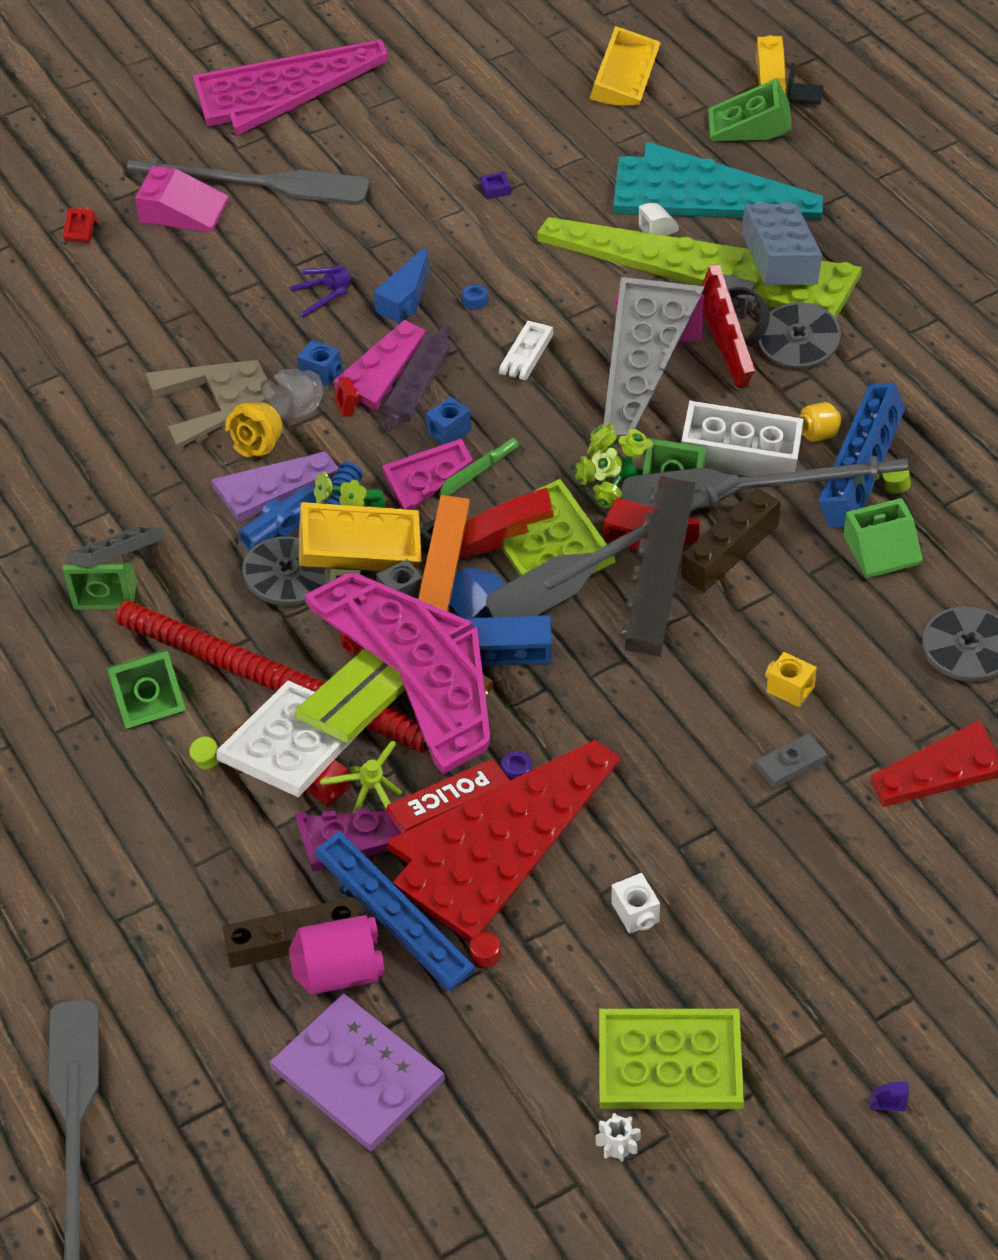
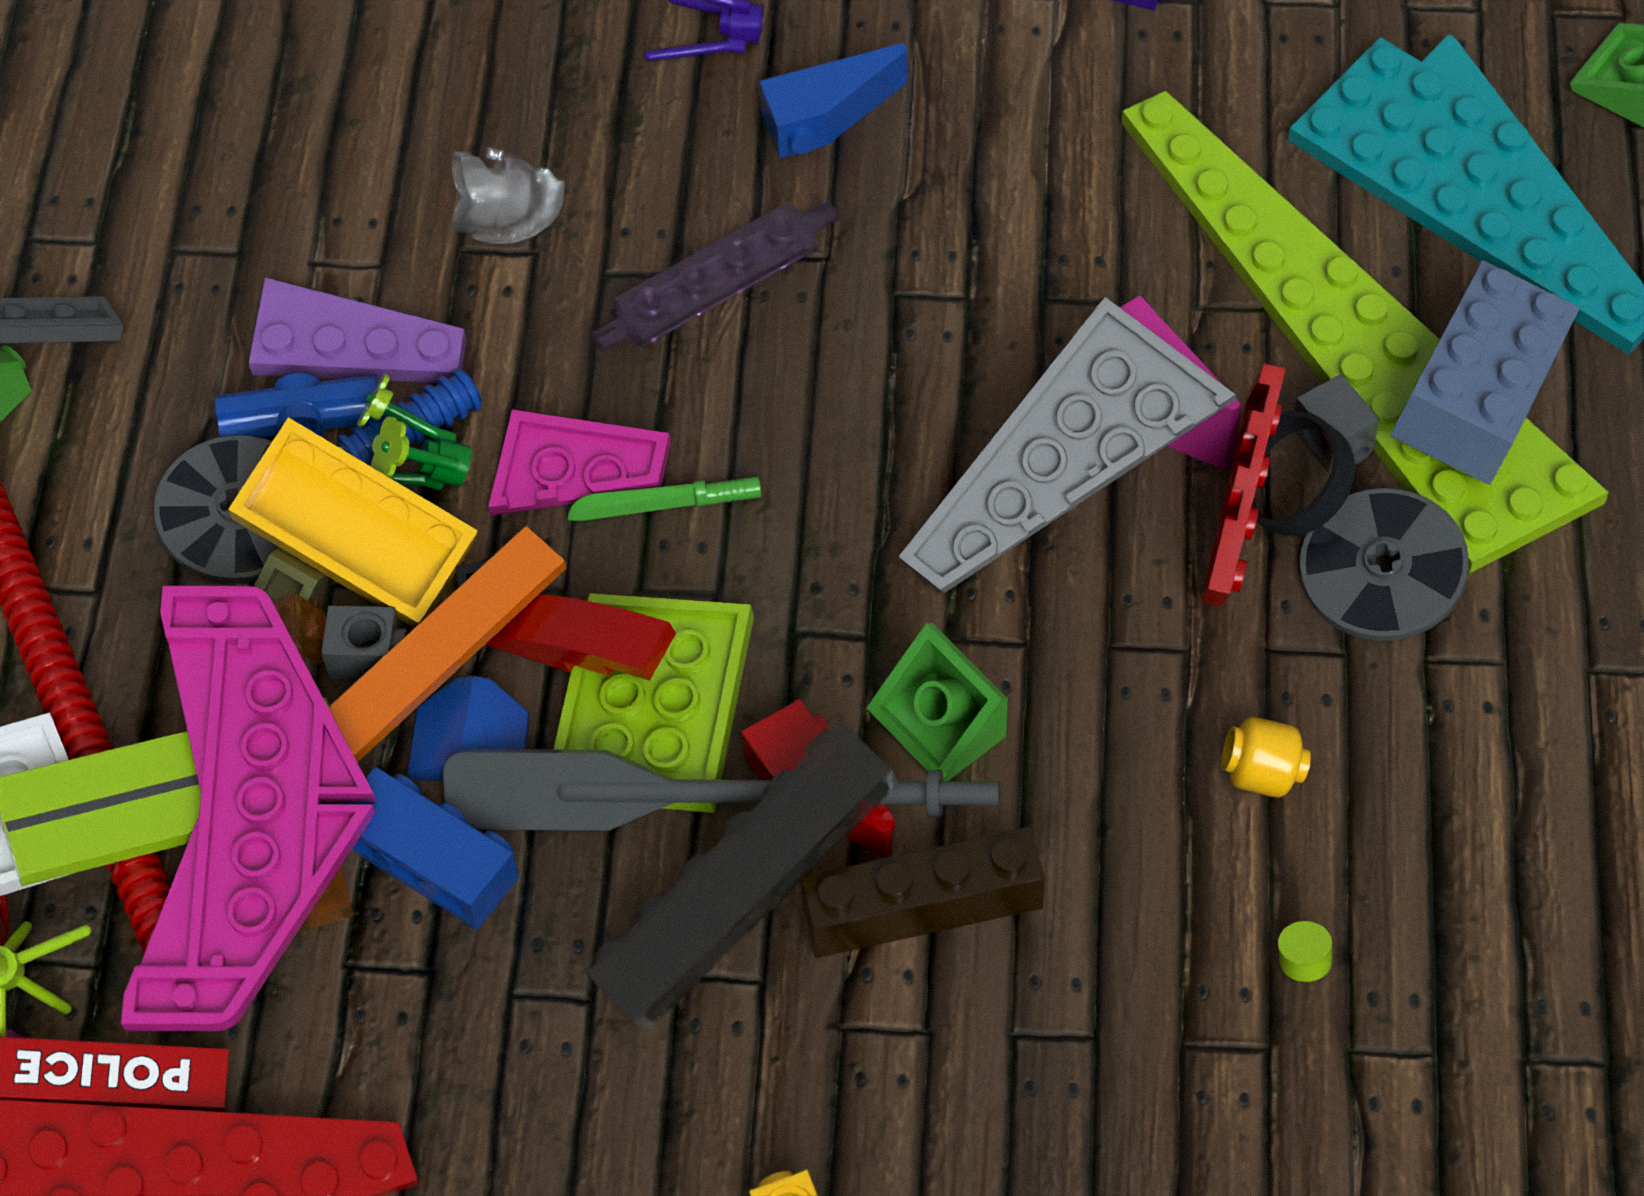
camera: 35 degrees right, 10 degrees up
(229, 385) = (433, 123): dark tan wing -> none
(254, 428) = (387, 227): yellow cone -> none
(322, 360) = (586, 163): blue brick -> none
(346, 396) = (574, 249): red plate -> none
(383, 363) = (661, 224): dark pink wing -> none
(448, 421) = (685, 406): blue brick -> none
(475, 296) = (929, 175): blue tile -> none
(515, 764) = (260, 1084): dark purple tile -> none
(526, 350) = (915, 326): white hinge -> none
(608, 462) = (819, 632): lime plant -> none
(639, 487) = (920, 739): dark grey piece -> none
(656, 220) = (1337, 198): white brick -> none
(743, 439) = (1098, 717): white brick -> none
(867, 437) = (1270, 872): blue brick -> none
(883, 538) = (1166, 1058): bright green slope -> none

